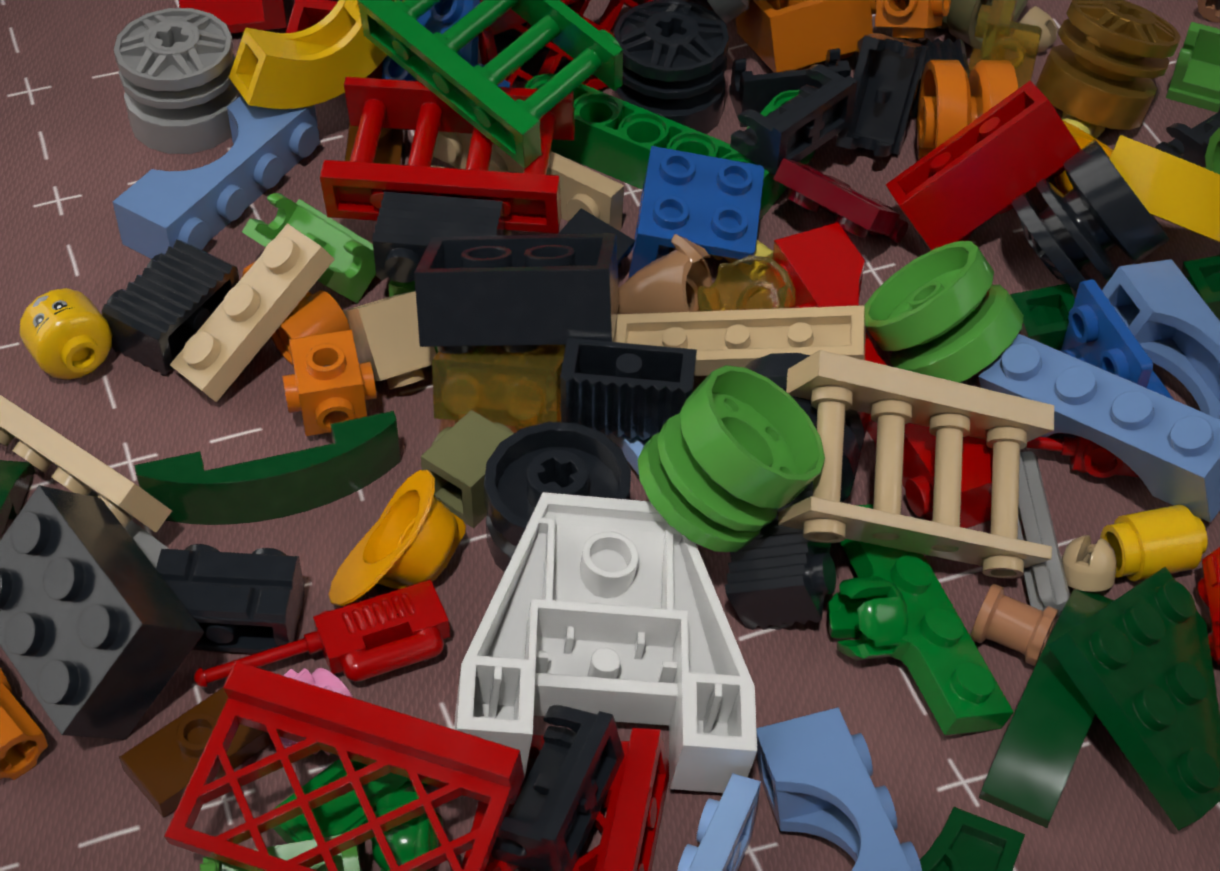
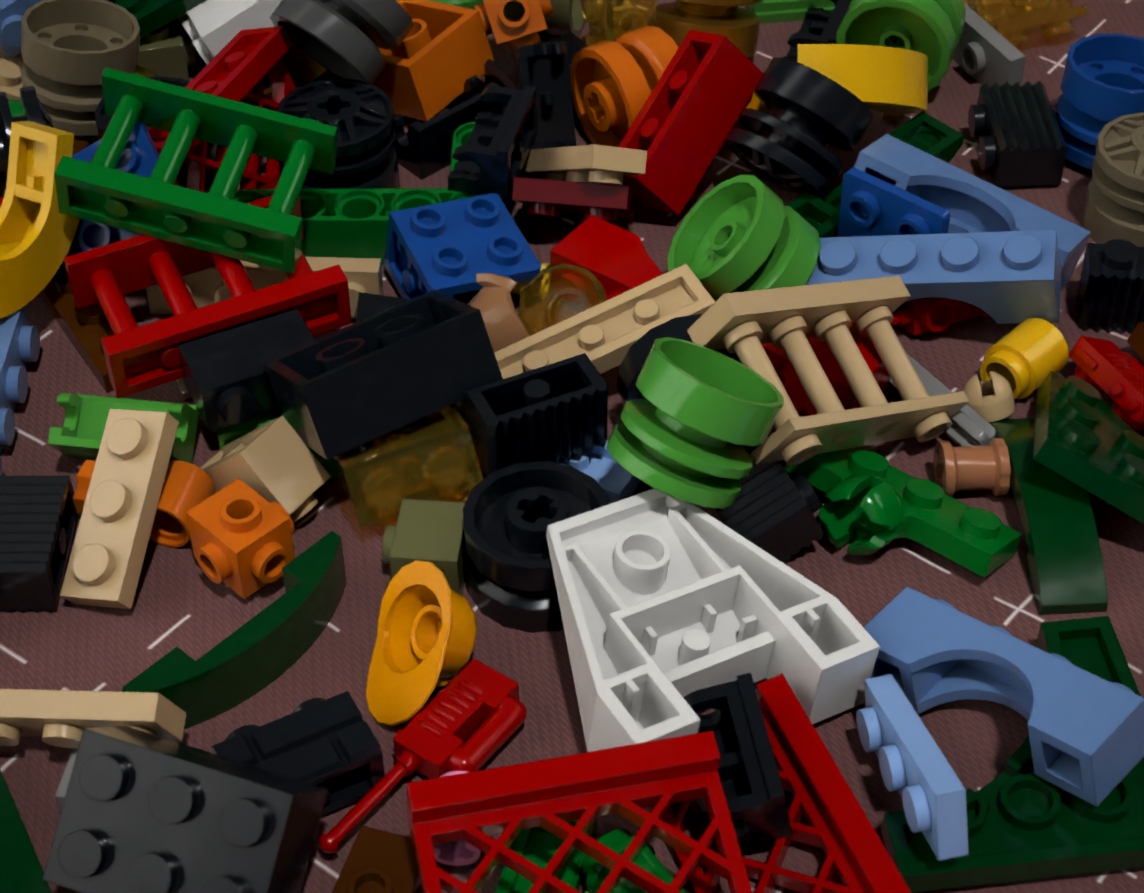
camera: 30 degrees left, 5 degrees down
(863, 173) = (587, 163): none -> tan plate

